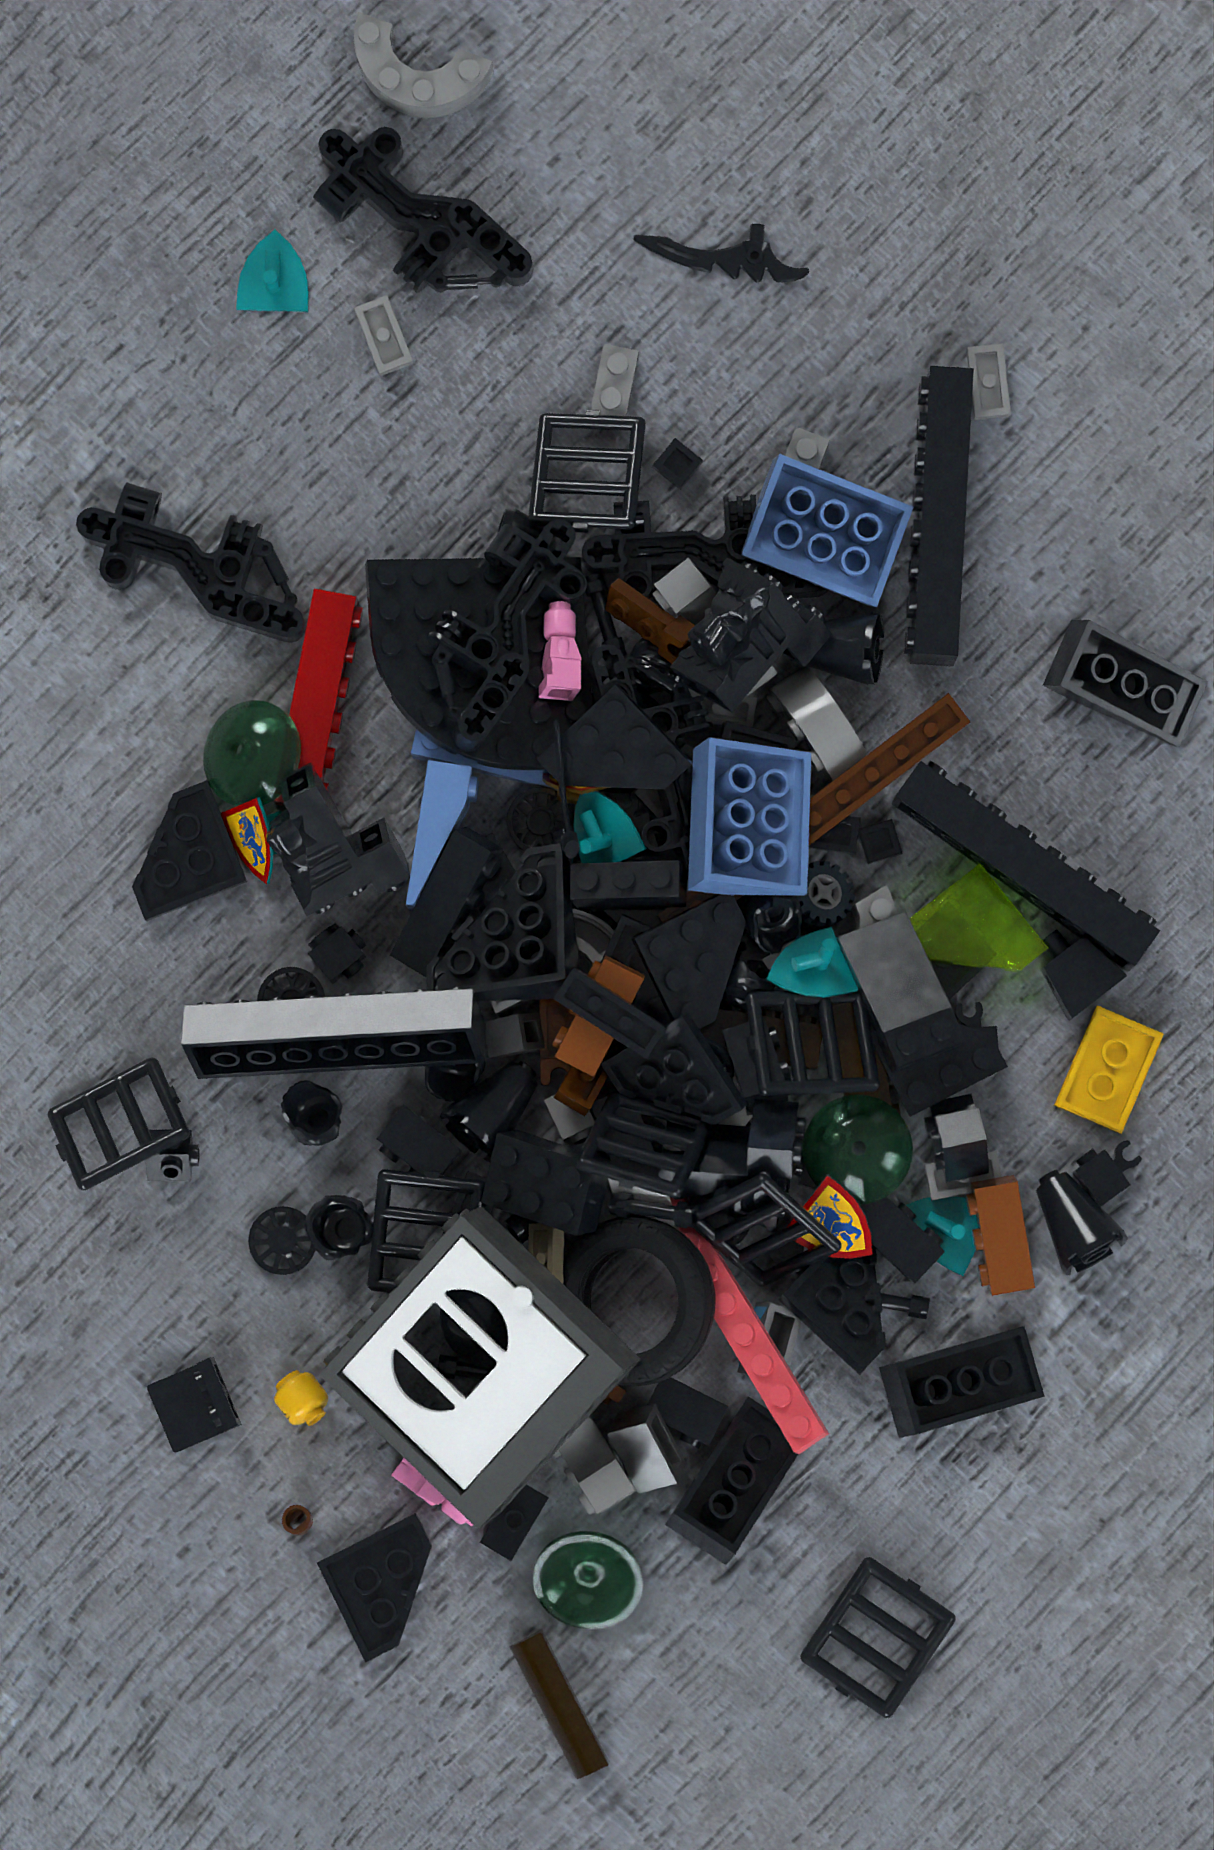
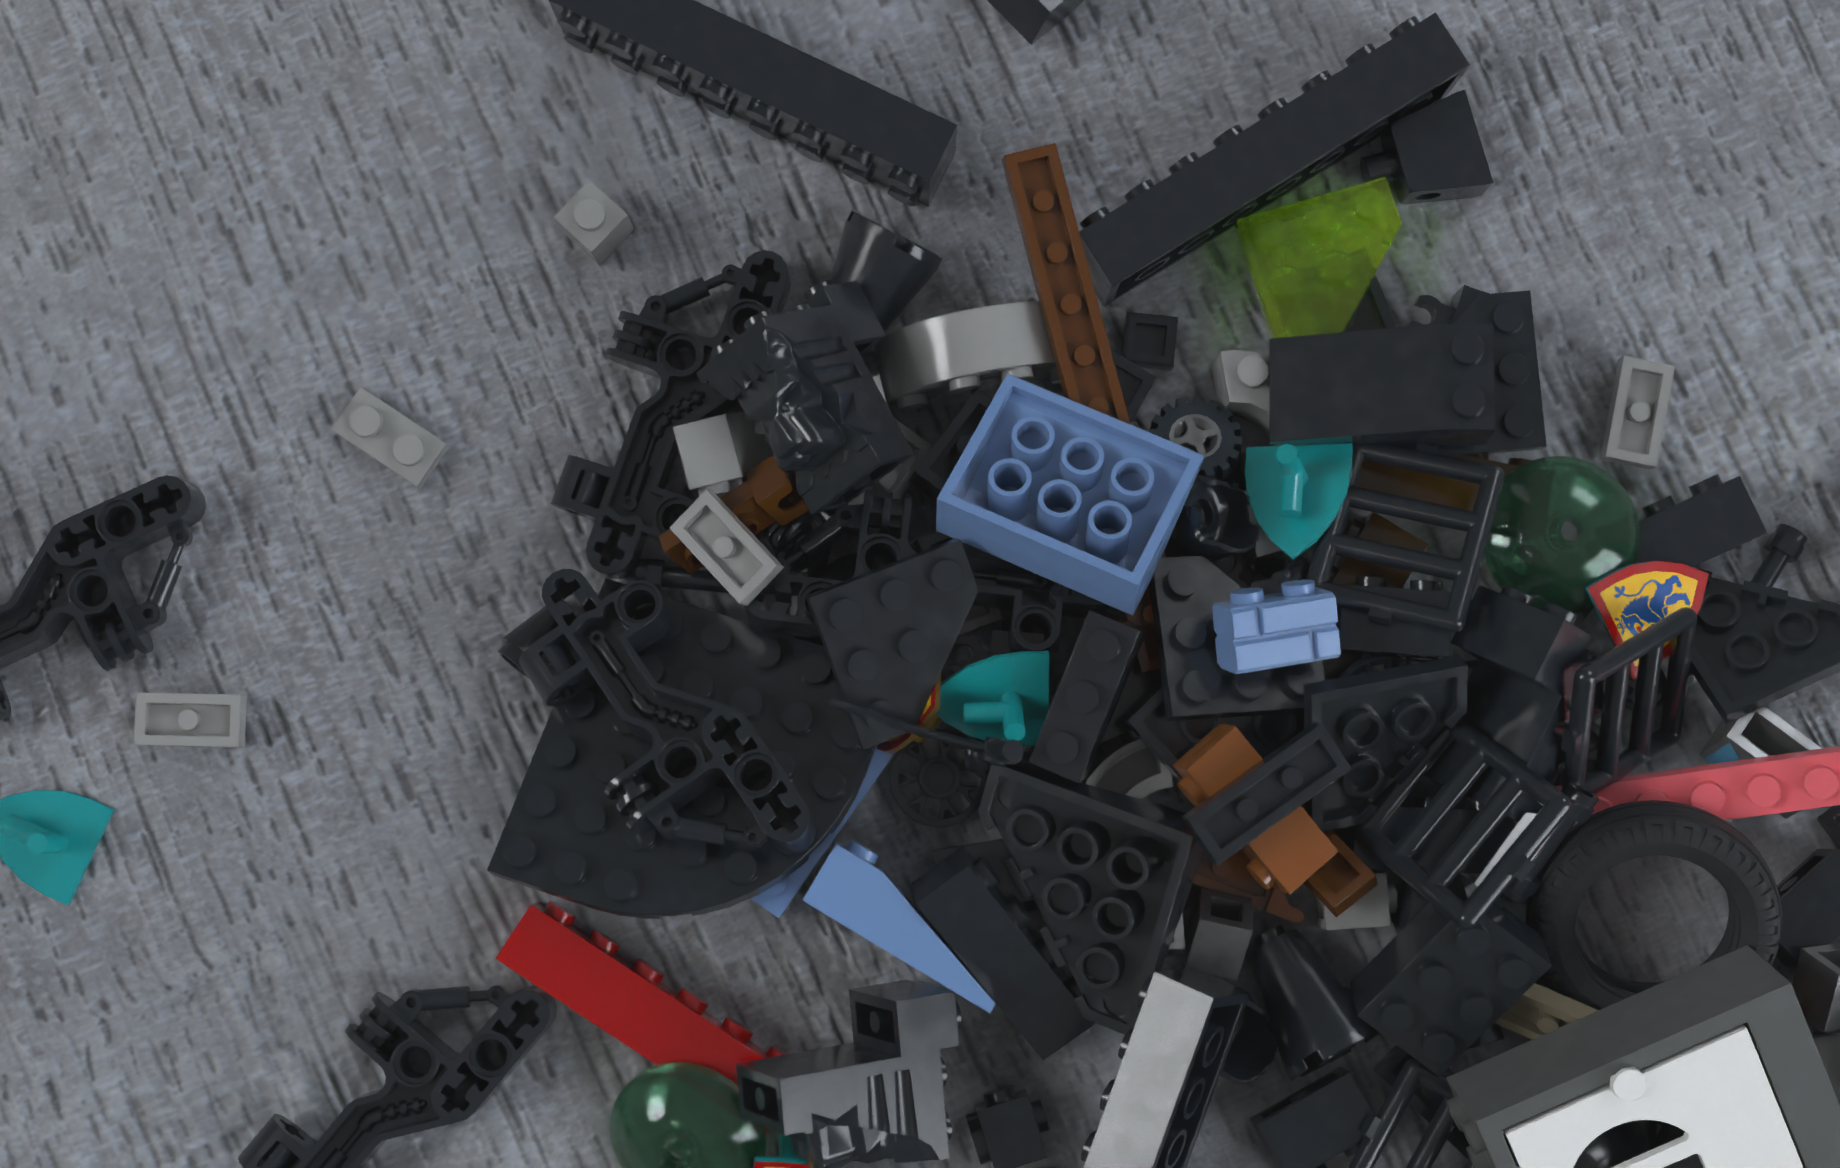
camera: 75 degrees left, 0 degrees up
(561, 655) = (731, 656): bright pink piece -> none
(626, 622) = (726, 547): none -> light grey plate
(629, 489) = (542, 474): black bar -> none
(677, 463) = (535, 397): black plate -> none
(715, 979) = (1276, 628): none -> medium blue brick
(751, 256) = (297, 188): black piece -> none
(826, 530) = (709, 233): medium blue slope -> none
(953, 1224) = (1692, 450): teal shield -> none
(957, 1138) = (1597, 394): black brick -> none
(1000, 1235) = (1742, 394): dark orange brick -> none
(1076, 1223) = (1763, 289): black cone -> none
(1103, 1175) = (1708, 230): black brick -> none
(1108, 1069) = (1568, 170): yellow tile -> none

